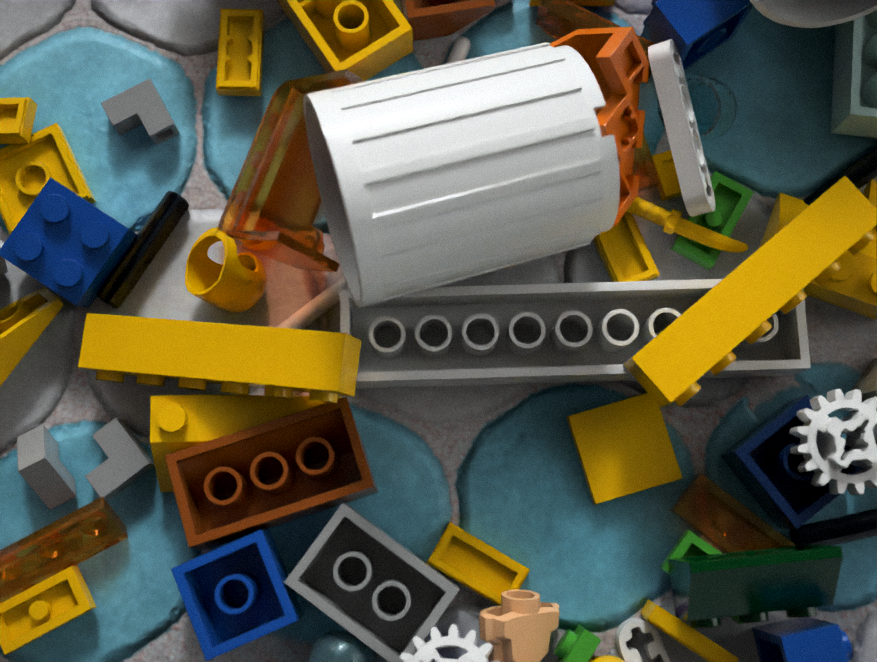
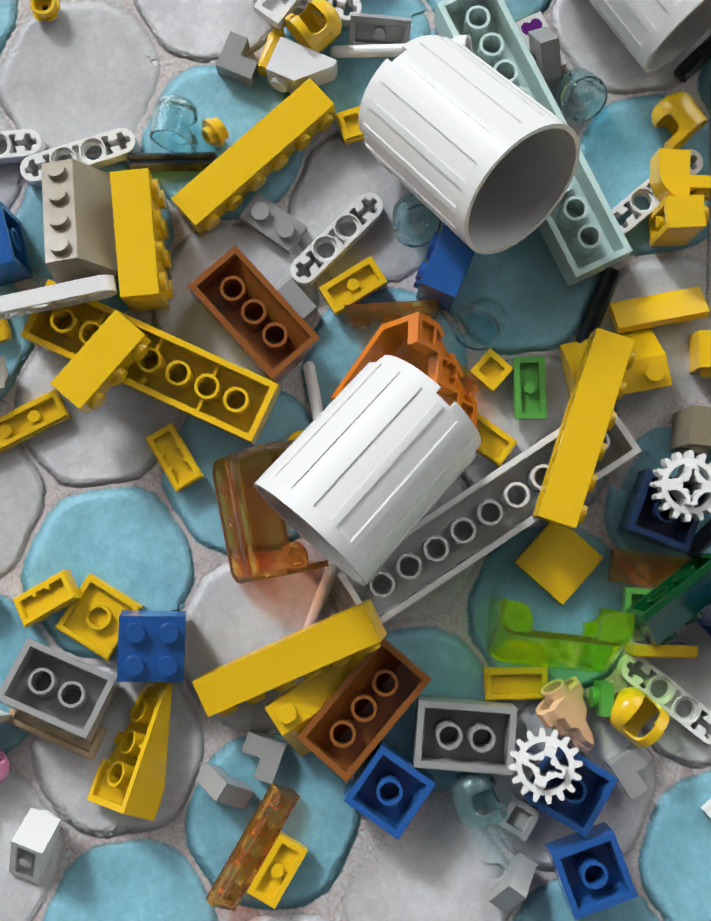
camera: 30 degrees left, 5 degrees up
(141, 106) = (135, 529): light grey piece -> none
(143, 249) = (195, 618): black axle -> none
(230, 285) = (271, 604): yellow helmet -> none
(557, 550) = (595, 650): none -> clear neon green windscreen
(673, 223) = (507, 405): yellow piece -> none
(681, 128) = (480, 347): white beam -> none

